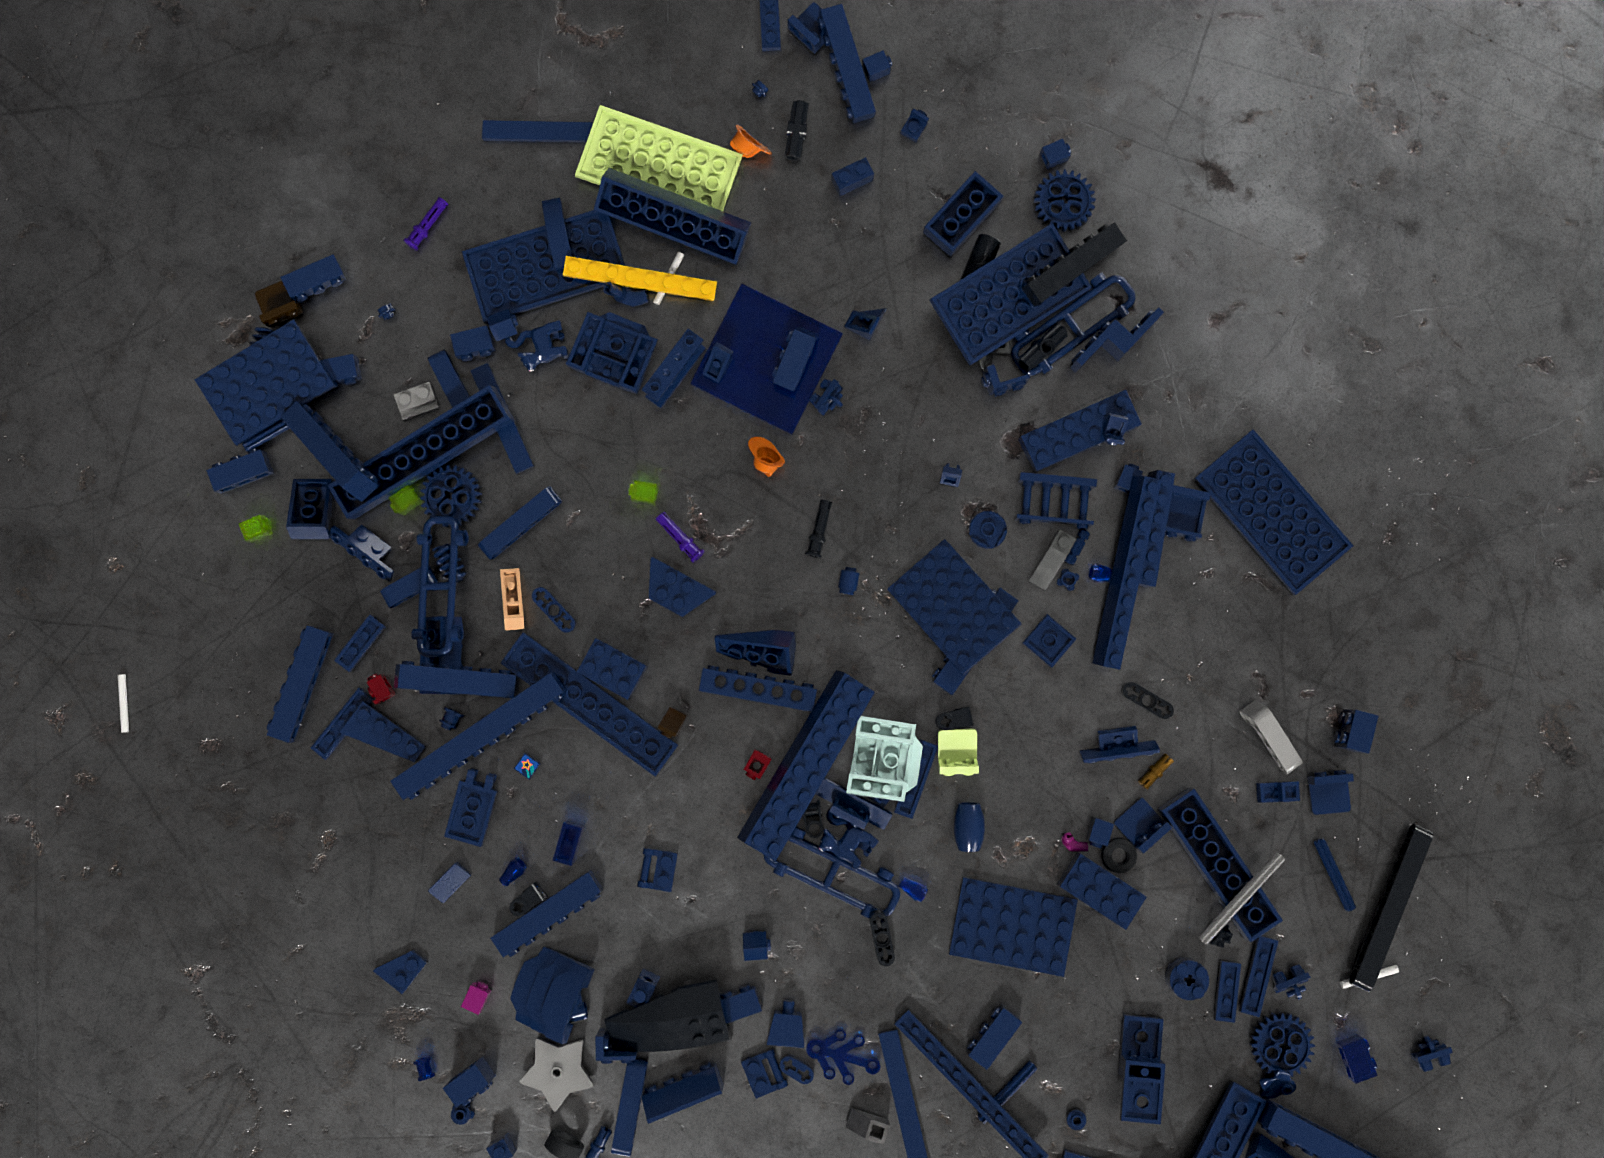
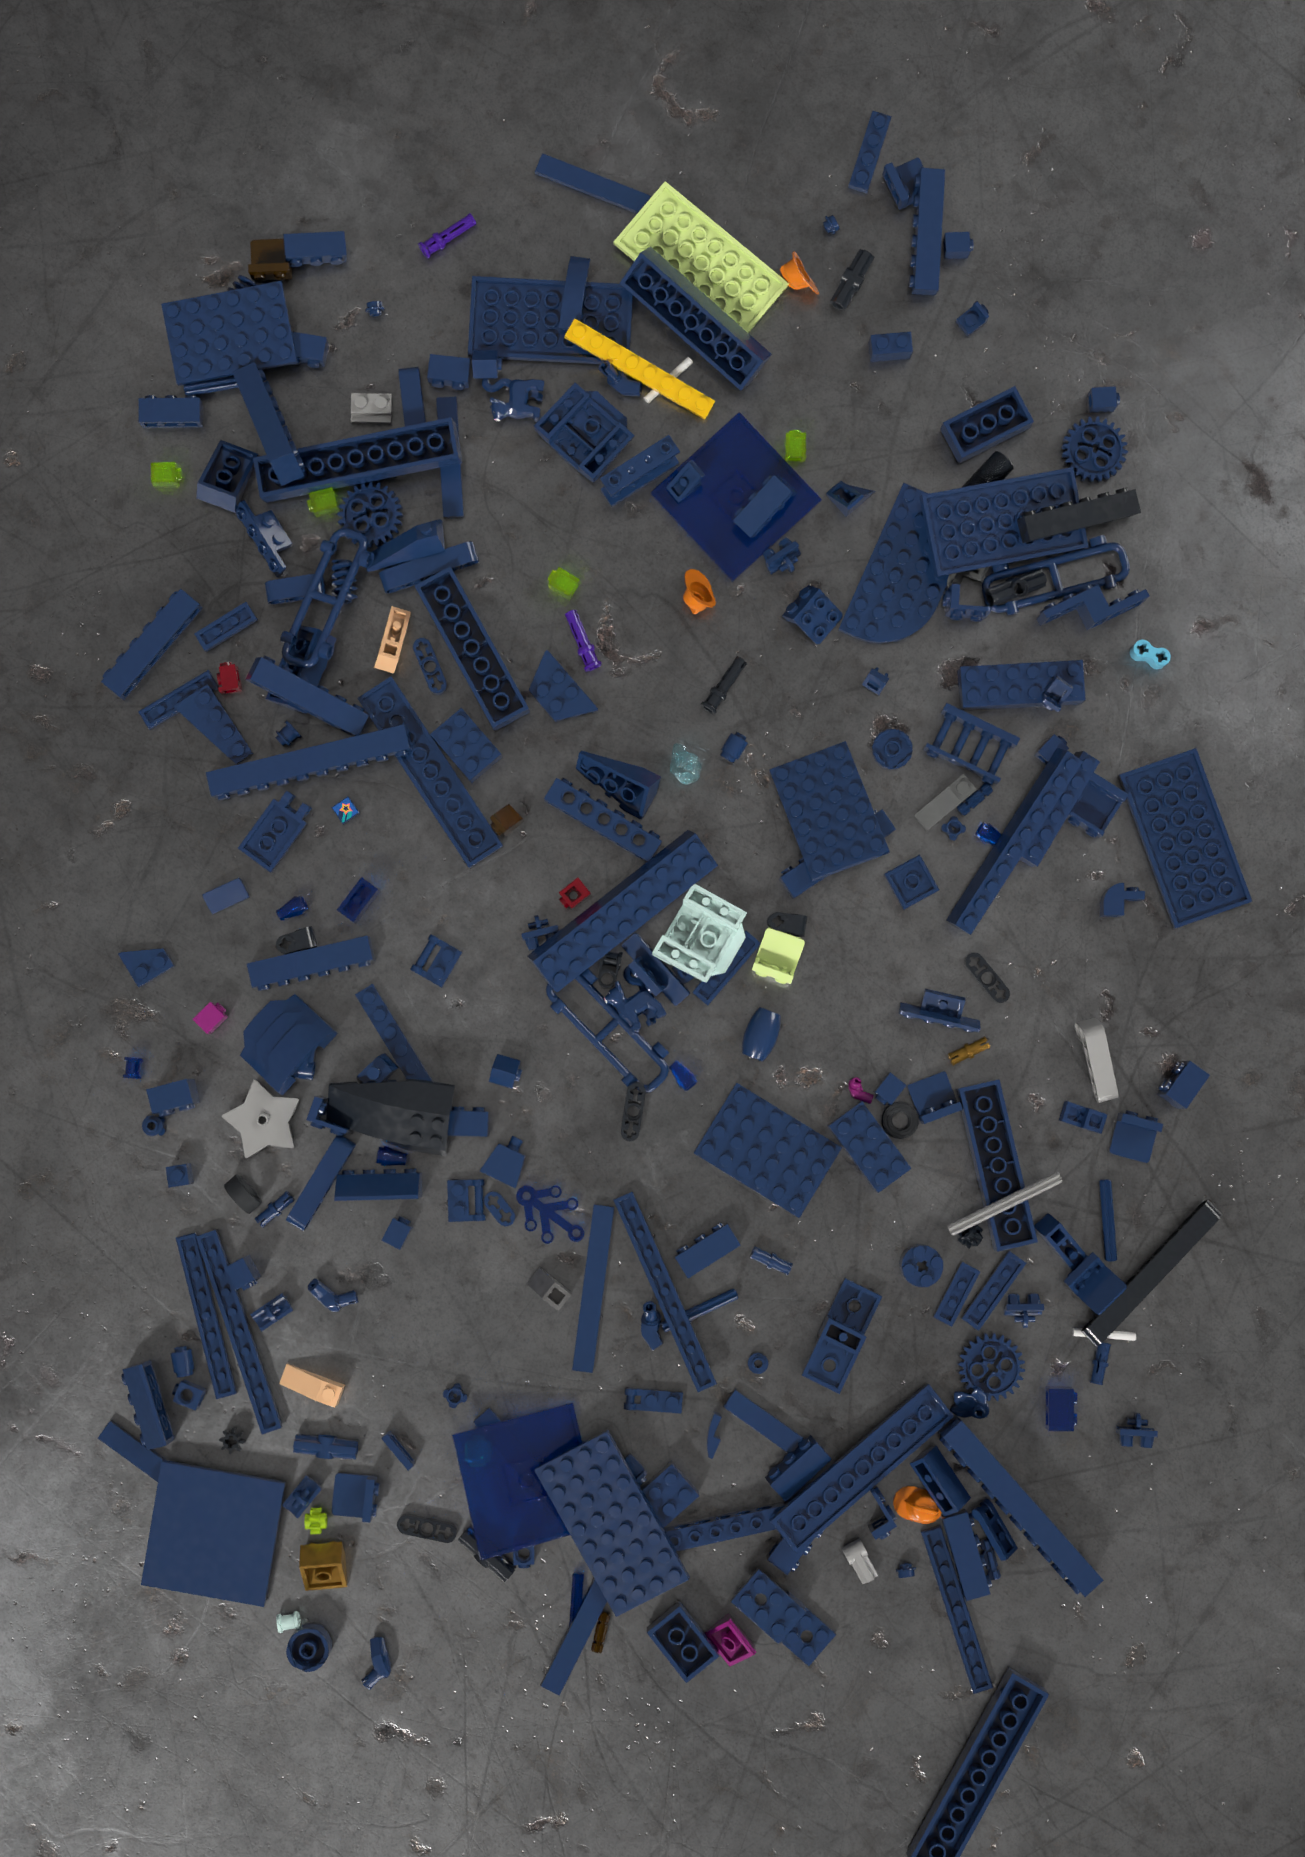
camera: 15 degrees right, 0 degrees up
(498, 508) = (413, 544): none -> dark blue wedge
(585, 581) = (472, 648): none -> dark blue brick
(645, 952) = (391, 1034): none -> dark blue plate
(682, 1060) = (388, 1156): none -> clear blue cone
(714, 1126) = (397, 1232): none -> dark blue brick
(734, 818) = (531, 937): none -> dark blue hips
(802, 295) = (795, 446): none -> clear neon green brick
(811, 613) = (684, 765): none -> clear light blue head
(873, 436) = (813, 613): none -> dark blue bracket
(938, 381) = (899, 581): none -> dark blue plate
(969, 1124) = (650, 1325): none -> dark blue arm
(1053, 1024) = (771, 1260): none -> dark blue pin
(1181, 362) = (1150, 654): none -> medium azure axle
(1231, 588) = (1113, 899): none -> dark blue brick
(1303, 911) = (1060, 1241): none -> dark blue slope
(1346, 937) = (1095, 1284): none -> dark blue bracket
(1376, 1005) = (1100, 1363): none -> dark blue pin

